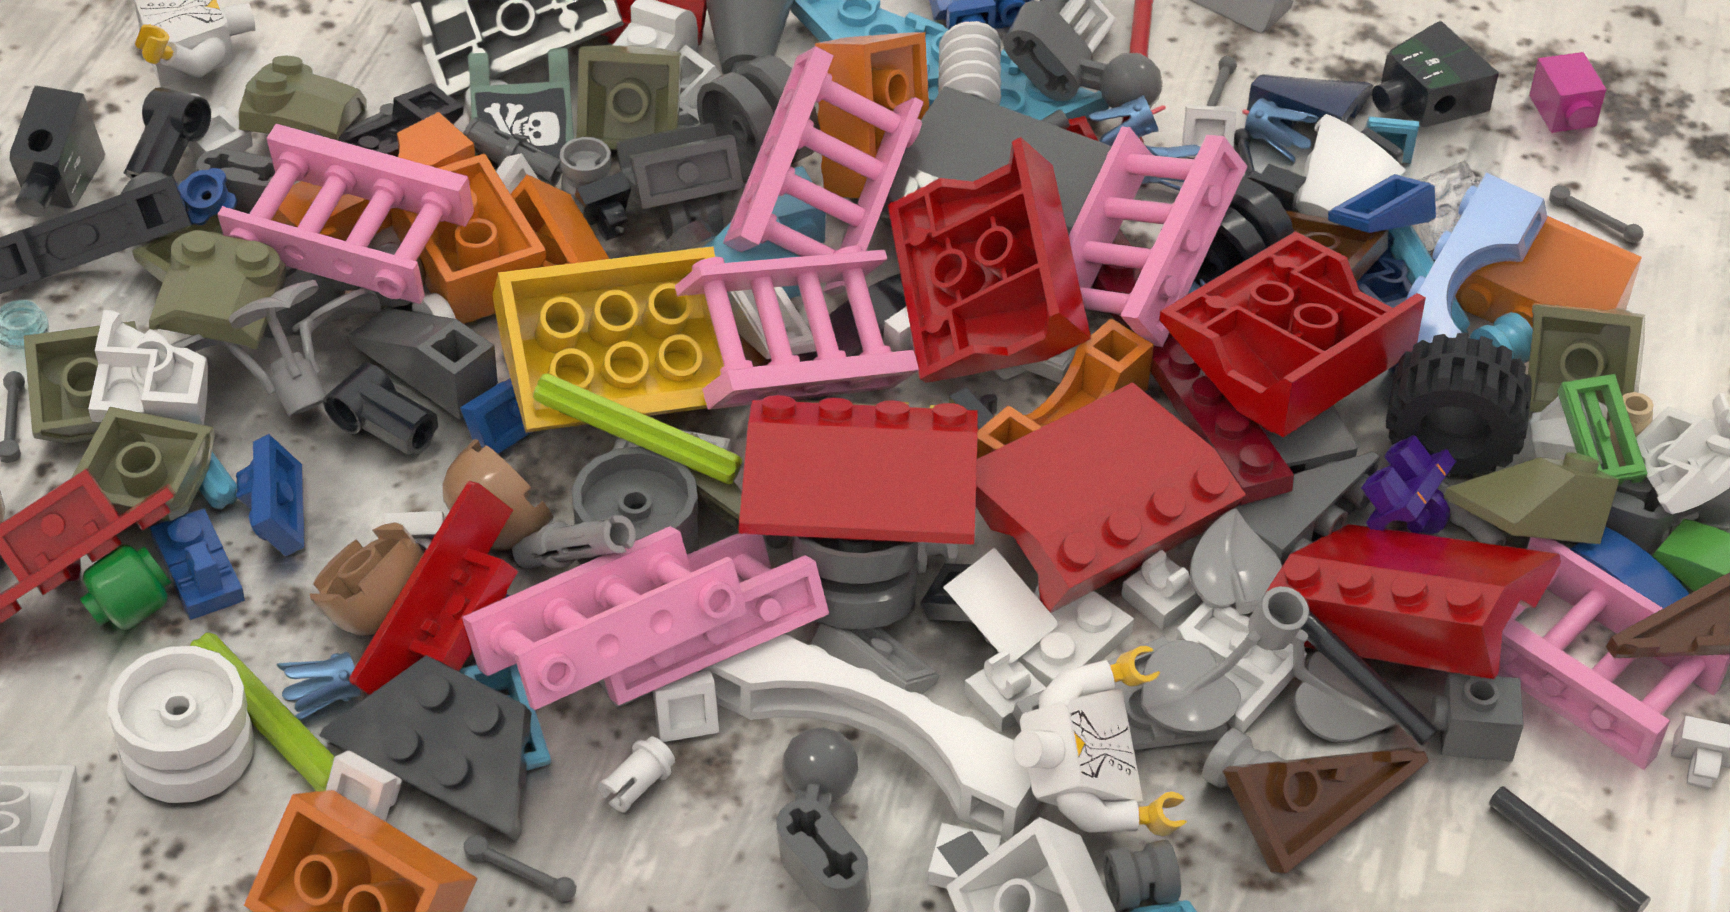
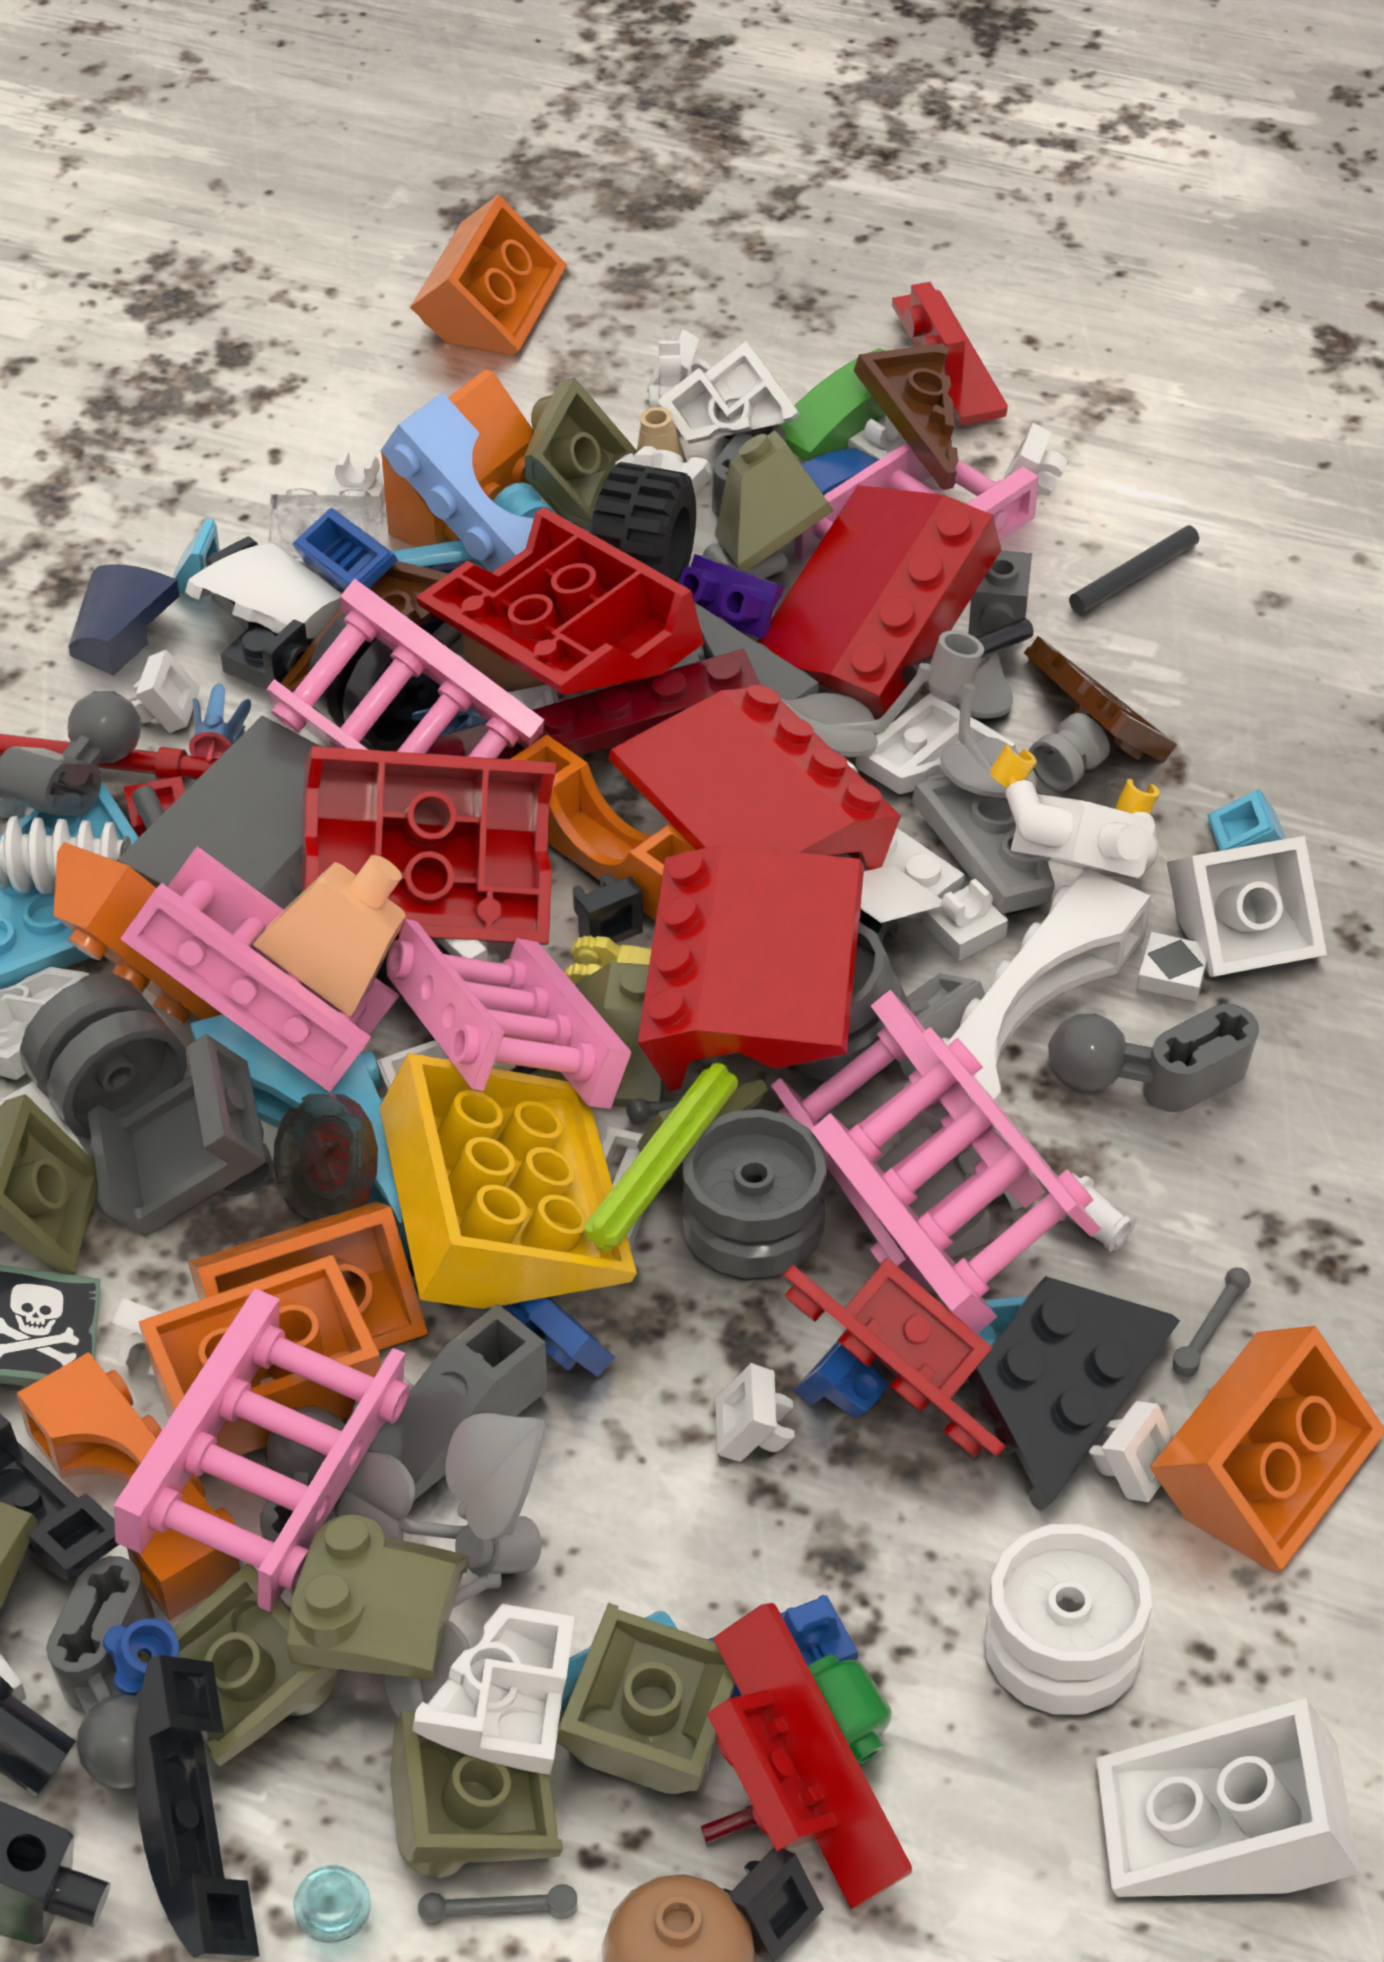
camera: 85 degrees left, 0 degrees up
(275, 494) = (653, 1569): blue hinge -> none
(277, 721) = (969, 1592): lime axle -> none
(326, 683) = (970, 1485): flat silver piece -> none
(365, 581) = (848, 1434): medium nougat cylinder -> none
(372, 403) = (569, 1439): black piece -> none
(498, 477) = (718, 1328): medium nougat cylinder -> none
(499, 145) = (85, 1326): dark grey pin -> none
(562, 544) = (815, 1227): light grey pin -> none
(583, 162) = (134, 1254): light grey wheel -> none
(605, 204) = (197, 1231): black tile -> none
(855, 200) = (338, 931): none -> light nougat torso
(1140, 119) = (159, 727): flat silver piece -> none
(1142, 875) = (1196, 824): dark grey wheel -> none
(1227, 66) = (36, 677): dark grey hinge -> none
(1242, 140) = (251, 665): black hinge -> none
(1265, 123) = (157, 639): flat silver piece -> none
(1435, 78) = (107, 512): black torso -> none
(1562, 196) = (294, 460): dark grey hinge -> none
(1567, 92) = (156, 423): dark pink brick -> none
(1582, 439) = (691, 439): bright green tile -> none

